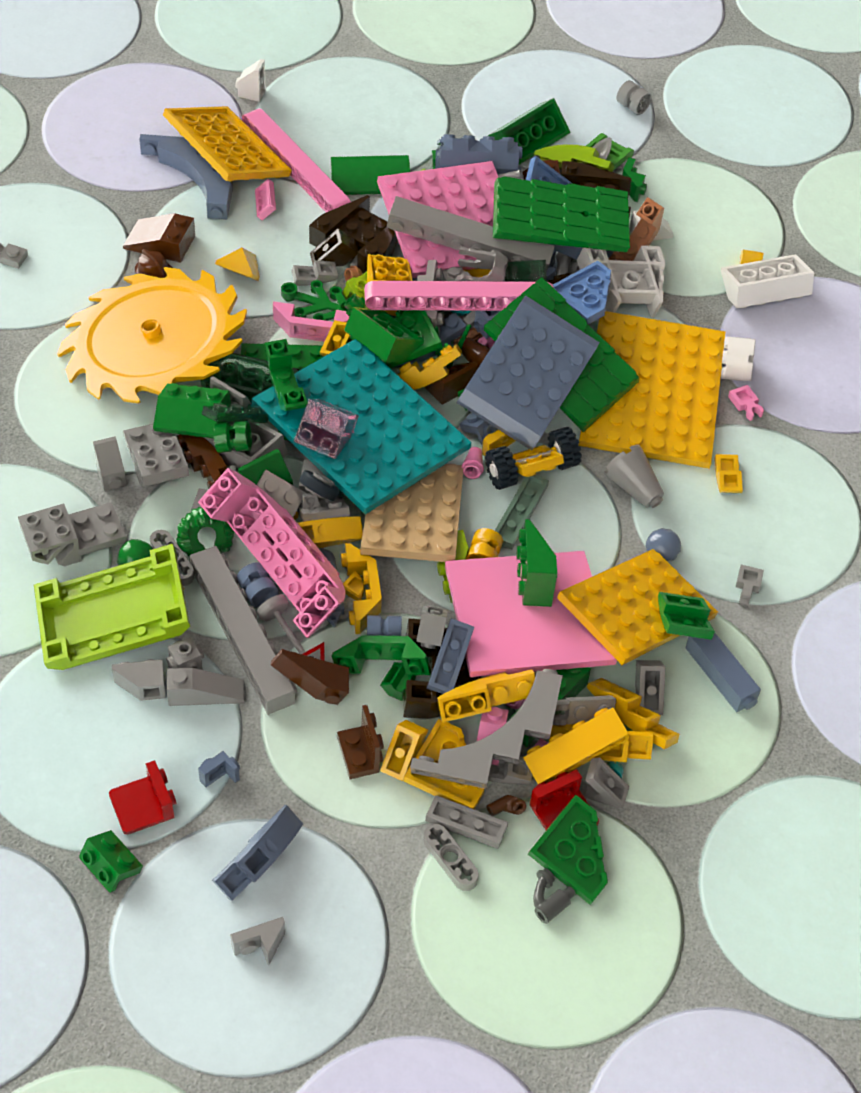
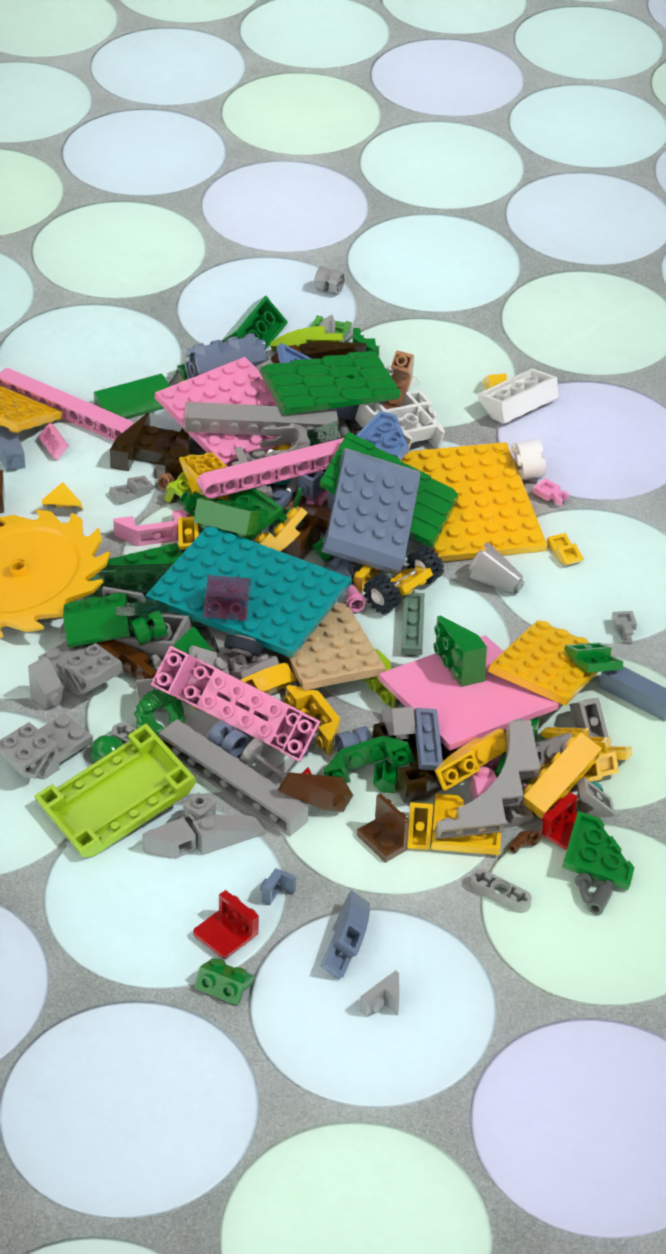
camera: 20 degrees left, 10 degrees down
(283, 377) = (158, 557): green slope -> none
(290, 292) = (151, 510): green plant -> none
(336, 248) = (141, 463): dark brown slope -> none
(466, 821) = (500, 860): light grey plate -> none
(485, 544) = (400, 653): yellow wheel -> none
(664, 542) = (542, 612): sand blue hair -> none

